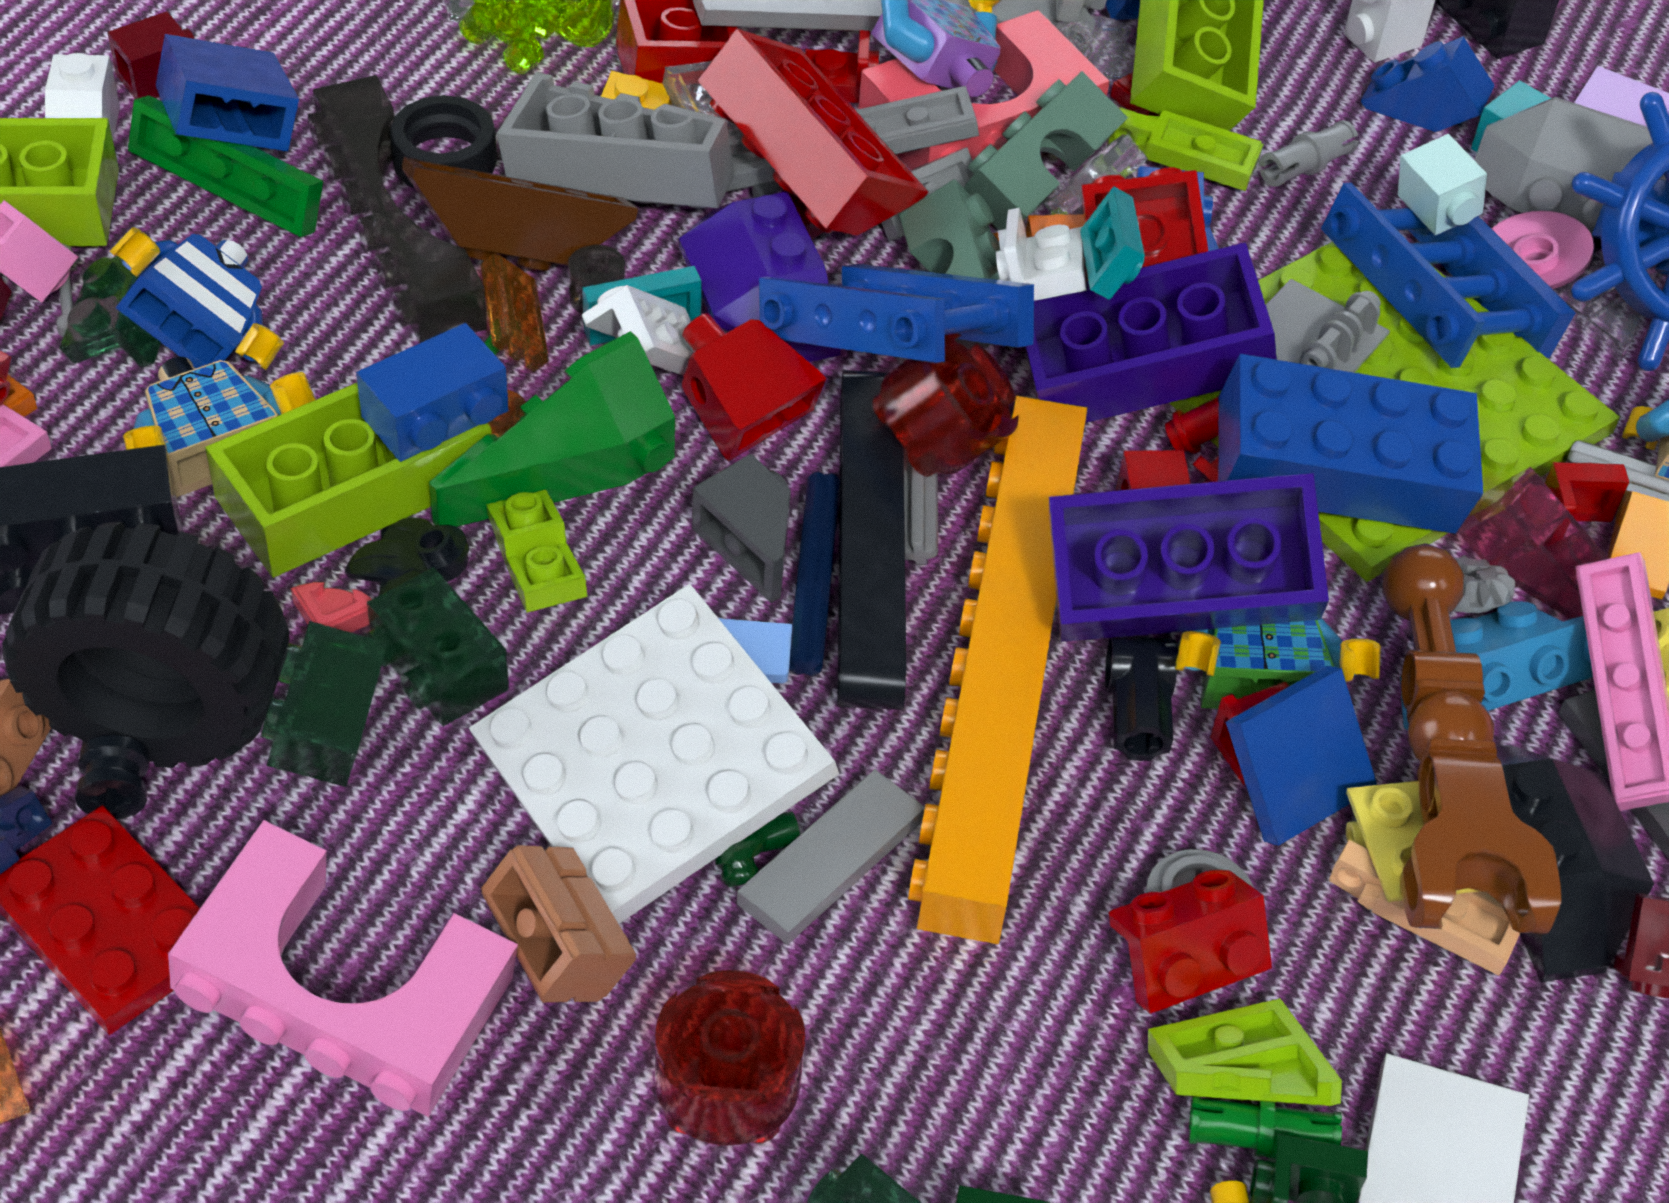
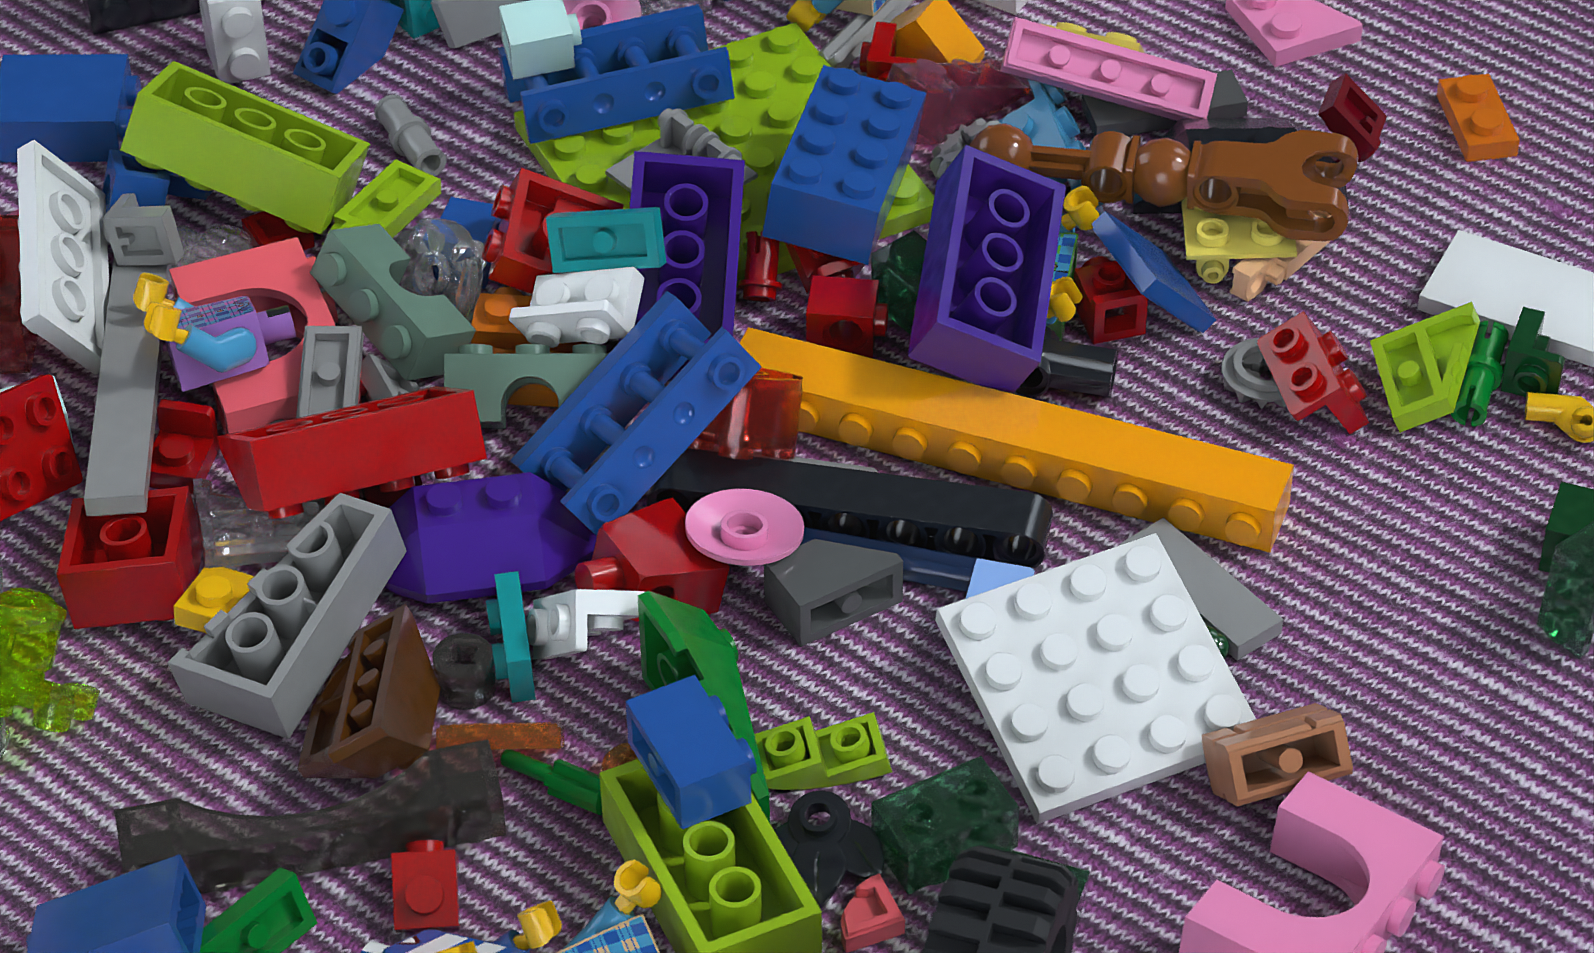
camera: 75 degrees left, 5 degrees down
(332, 285) = (425, 887): none -> red bracket
(440, 118) = (218, 744): black tyre -> none
(729, 1059) = (1418, 657): clear red brick -> none
(787, 429) = (744, 527): none -> bright pink dish

